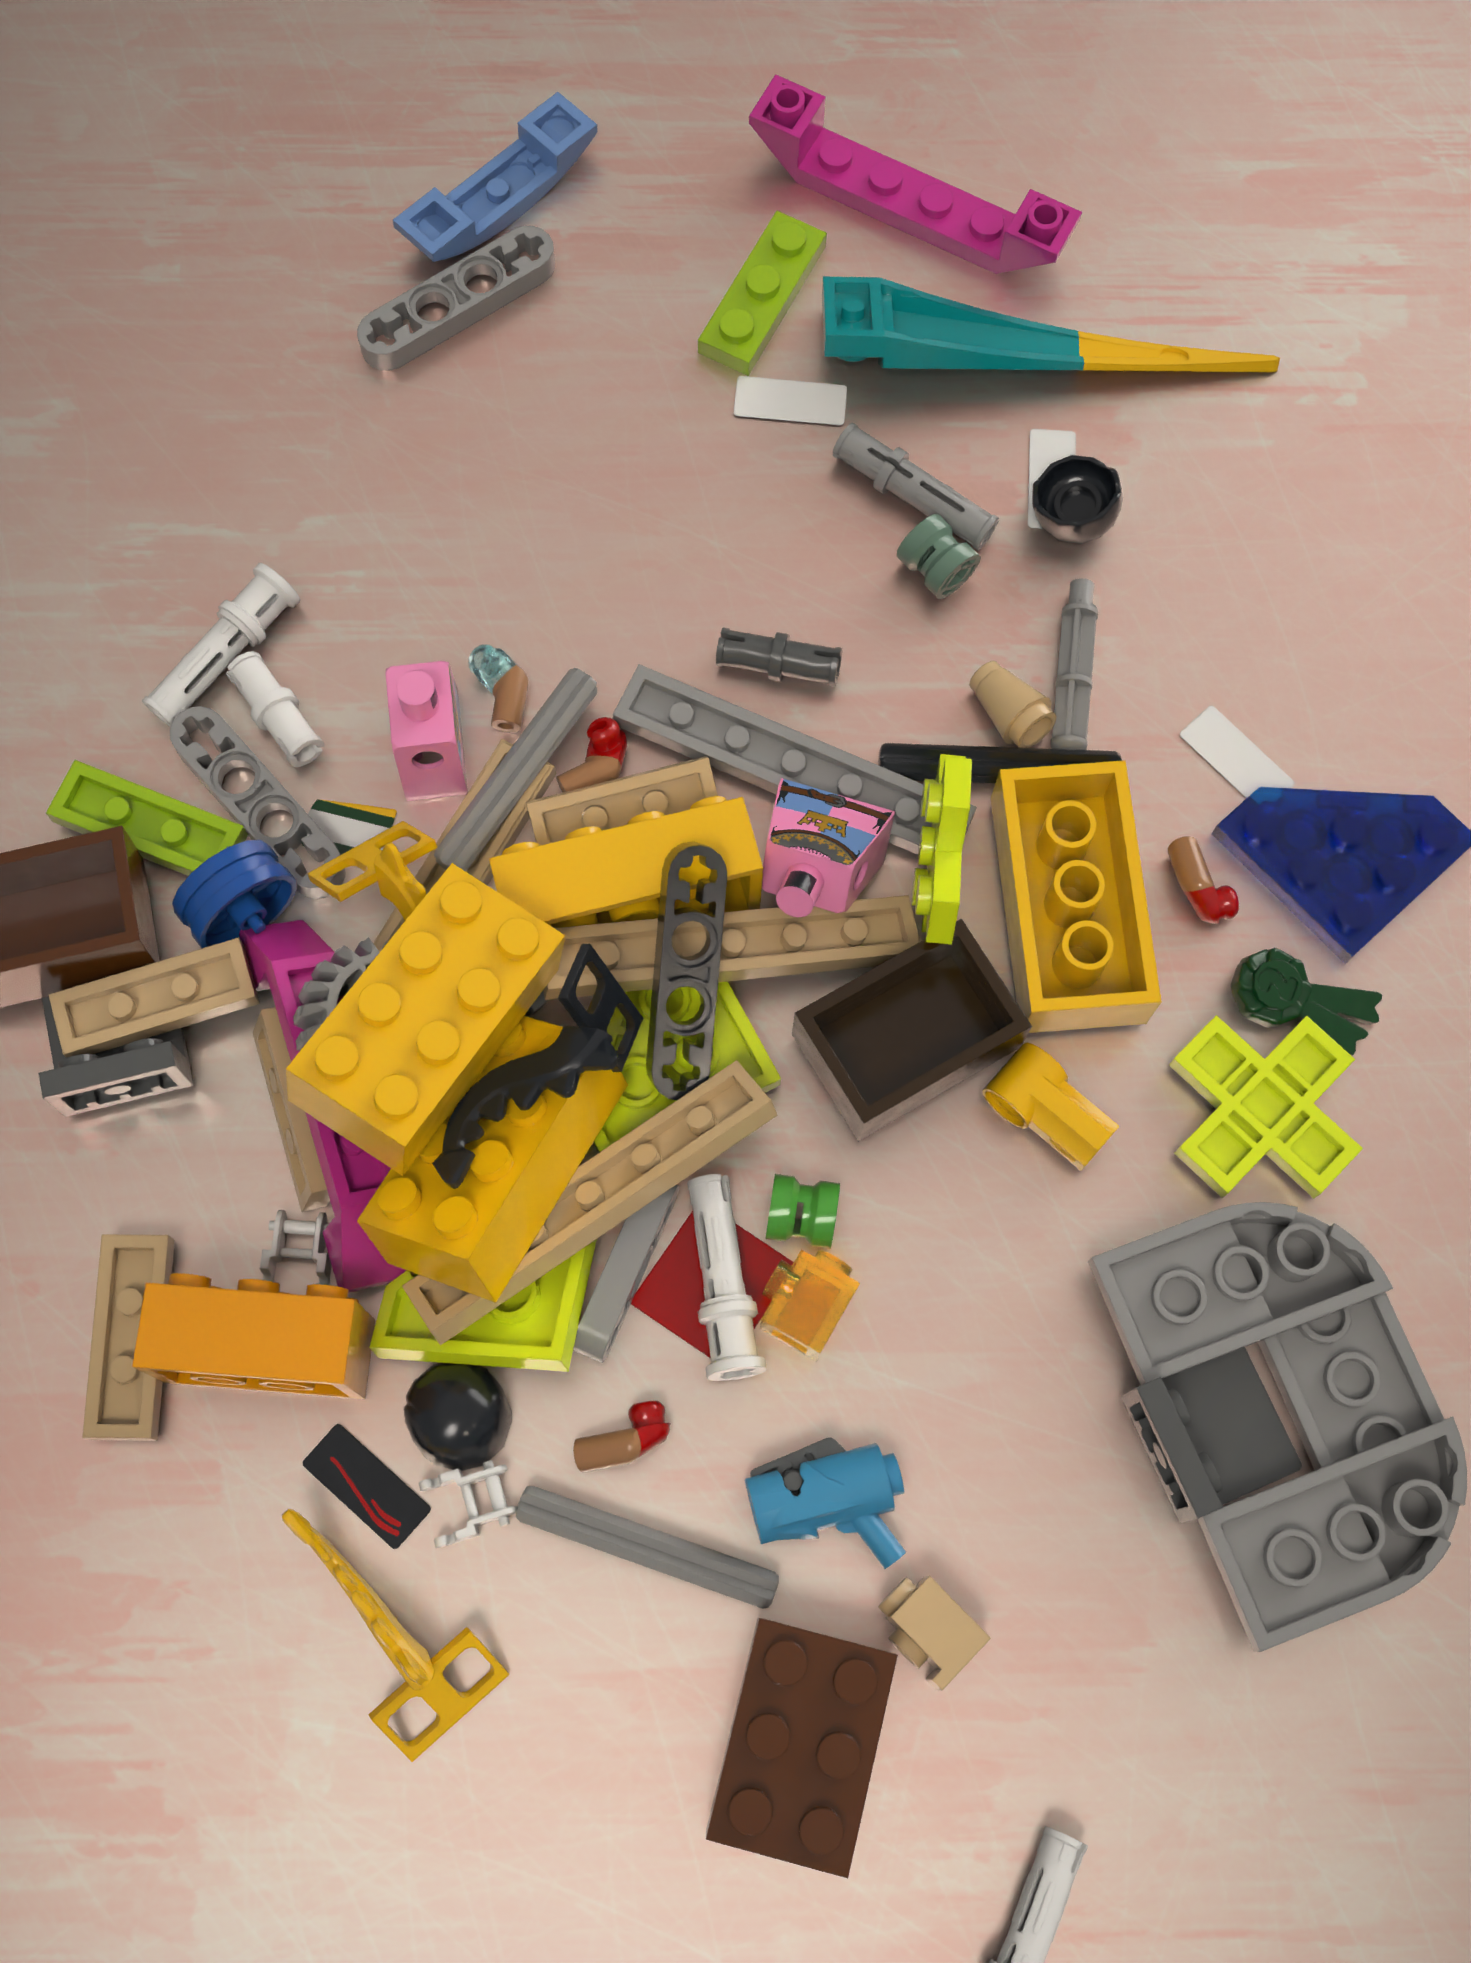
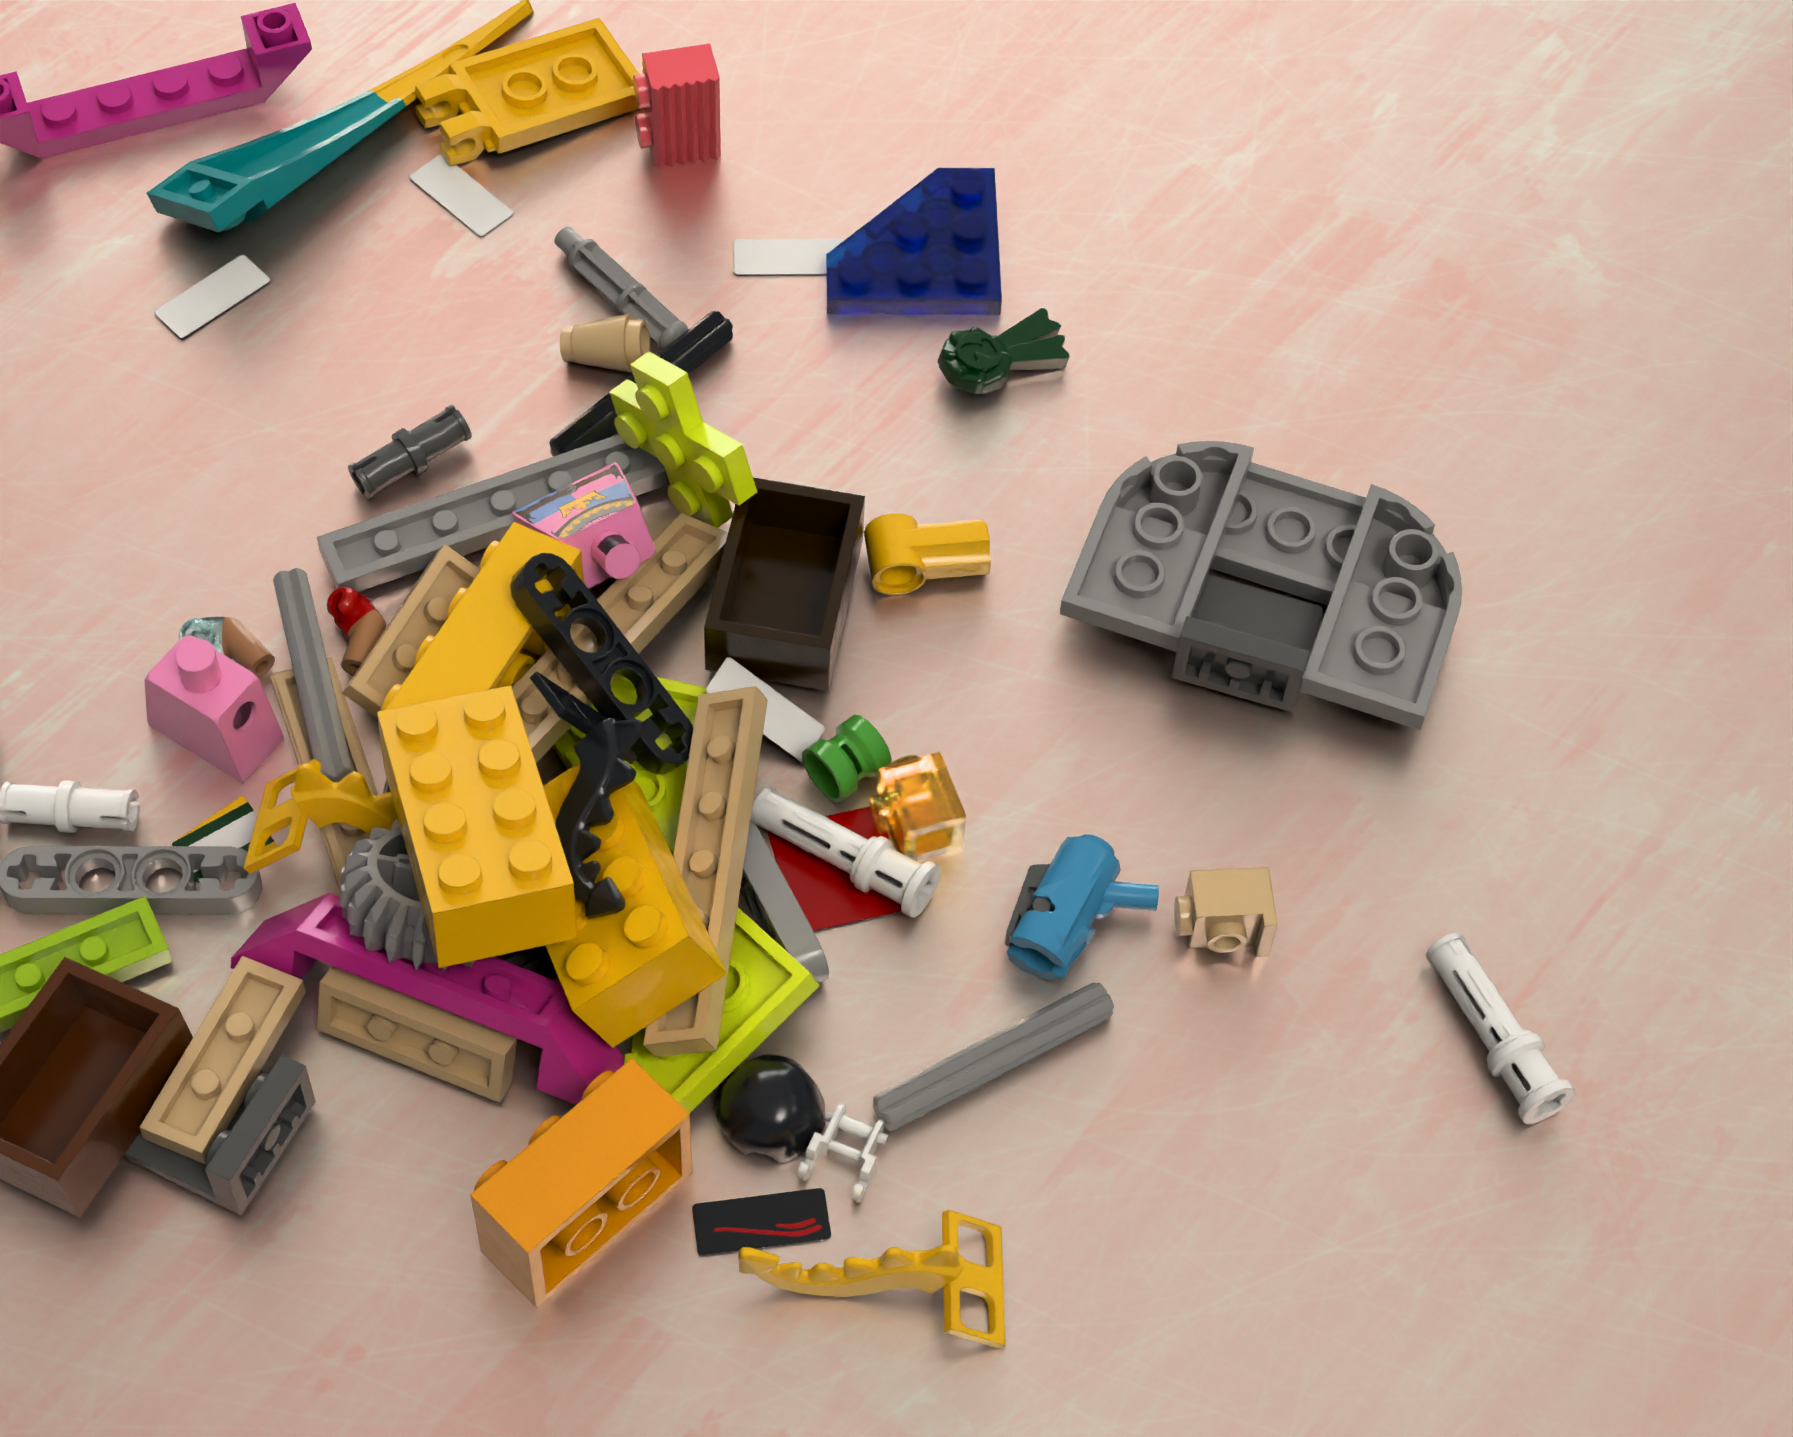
camera: 50 degrees left, 15 degrees down
(118, 1397) = (477, 1295): tan plate -> none
(234, 893) = (201, 934): blue wheel -> none
(281, 1227) = (527, 1096): white piece -> none
(624, 1445) = (905, 1011): arm -> none
(762, 293) = (108, 244): lime plate -> none
(797, 1128) = (784, 721): none -> white sticker
(801, 1747) = (1233, 1055): reddish brown piece -> none
(896, 474) = (374, 270): light grey pin -> none
(938, 556) = (459, 296): sand green wheel -> none
(1074, 896) = (799, 406): yellow brick -> none
(1077, 499) = (500, 184): black hair -> none
(1194, 441) = (528, 91): none -> yellow tile
(1196, 882) = (871, 347): arm -> none
(1265, 1107) = (1054, 431): neon yellow plate -> none
(1277, 556) = (679, 105): none -> coral brick

